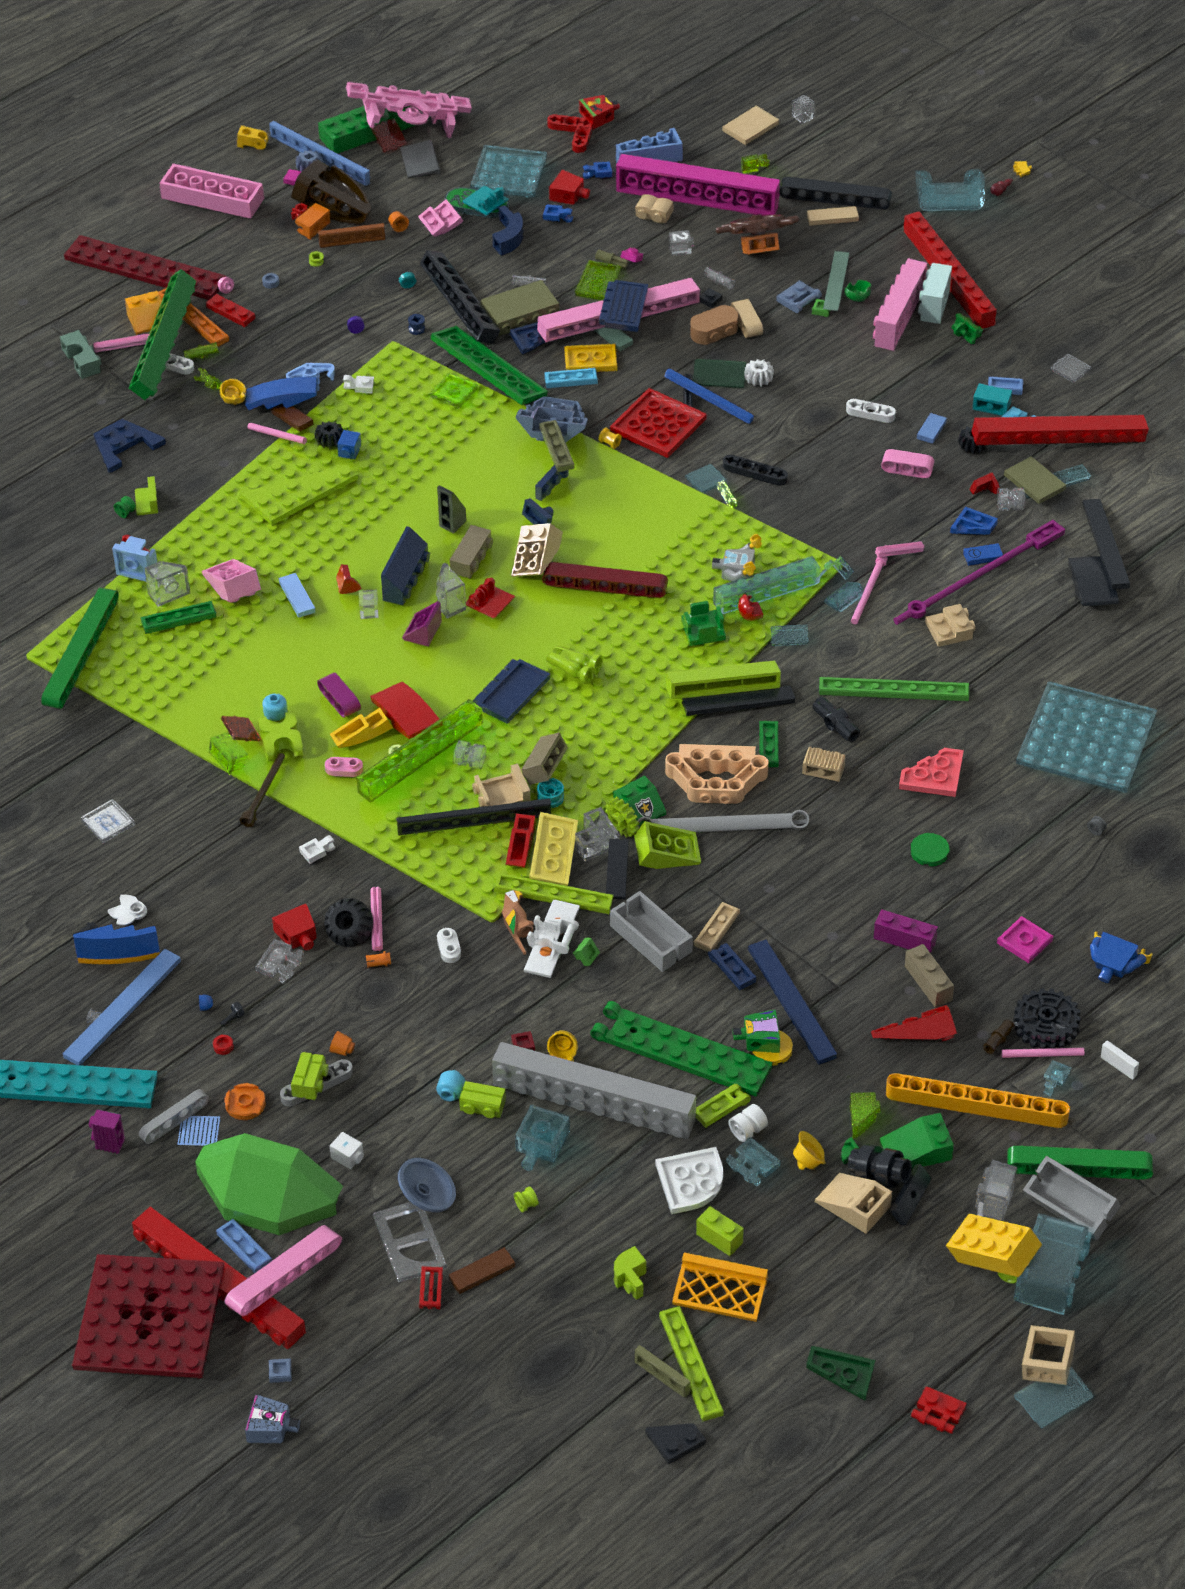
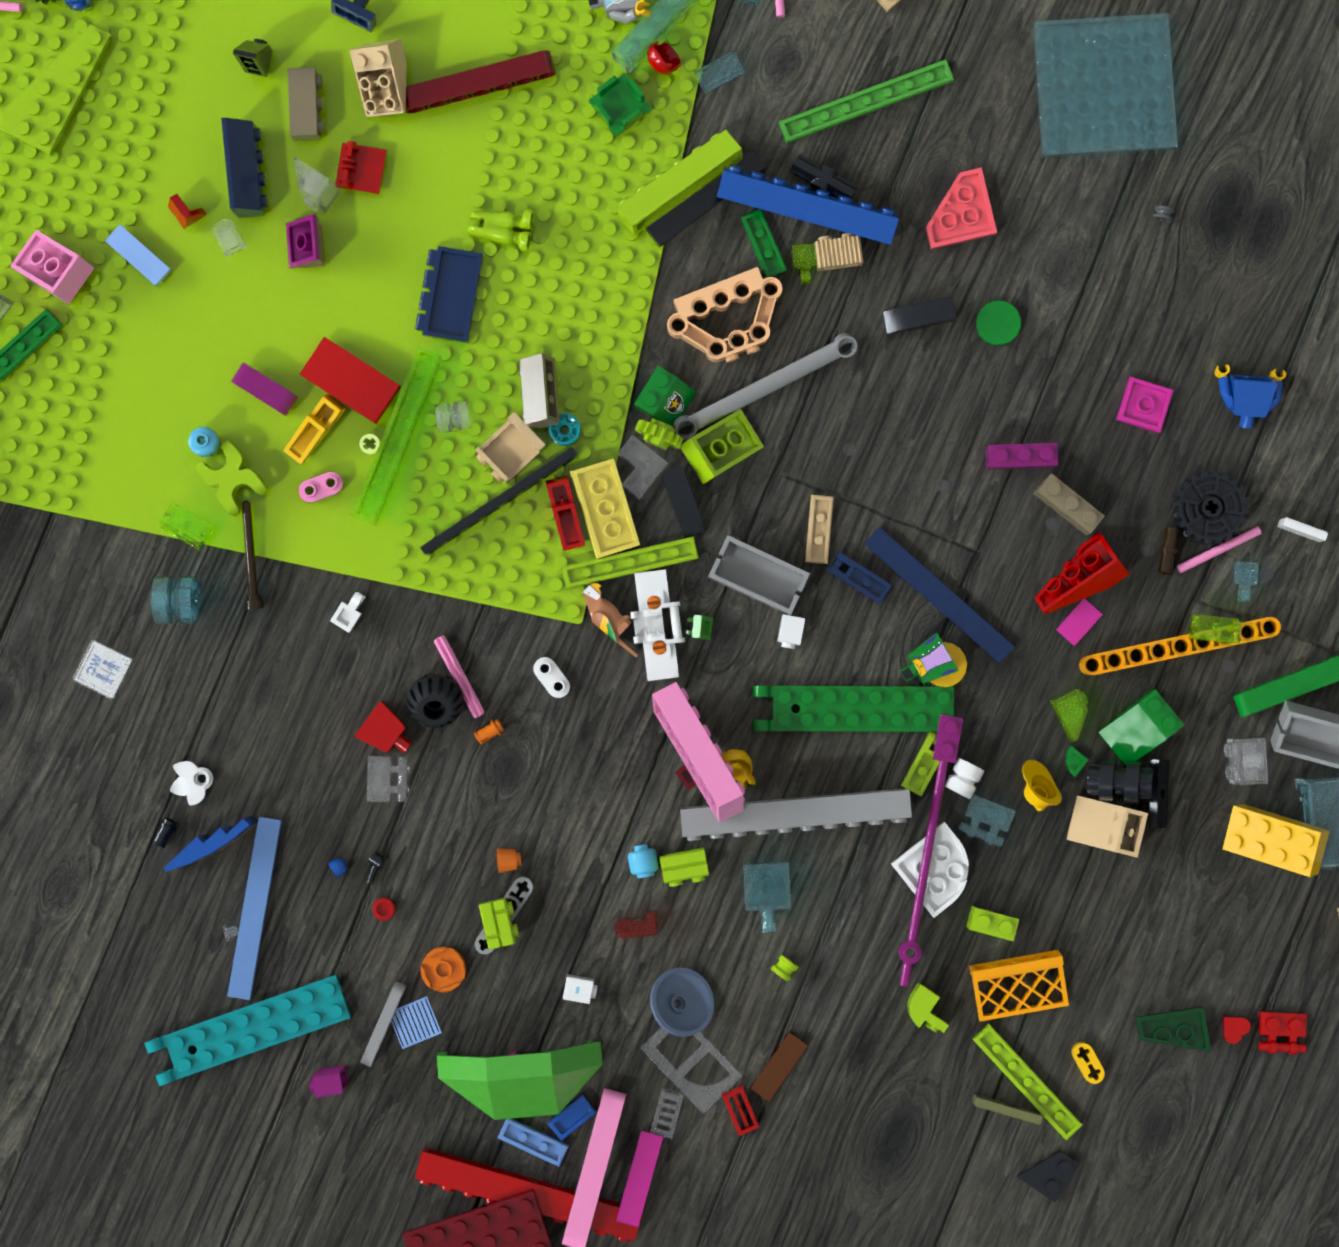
camera: 25 degrees left, 40 degrees up
(191, 790) = (175, 600): none -> clear light blue wheel
(240, 728) = (181, 487): clear red piece -> none
(282, 1241) = (572, 1117): none -> blue tile
(316, 1297) = (639, 1179): none -> dark pink tile
(377, 1256) = (671, 1095): none -> clear slope
(420, 1127) = (631, 928): none -> clear red leg
(537, 1010) = (698, 752): none -> bright pink brick
(657, 978) = (790, 631): none -> white brick
(741, 1097) = (945, 751): none -> magenta bar
(747, 1368) = (1083, 1065): none -> yellow beam
(794, 762) = (804, 259): none -> clear neon green plate
(814, 723) = (808, 205): none -> blue brick
(869, 821) = (919, 315): none -> black slope
(896, 1392) = (1234, 1028): none -> red tile
(900, 1061) = (1079, 622): none -> dark pink sticker
(1008, 1089) = (1214, 629): none -> clear neon green hinge

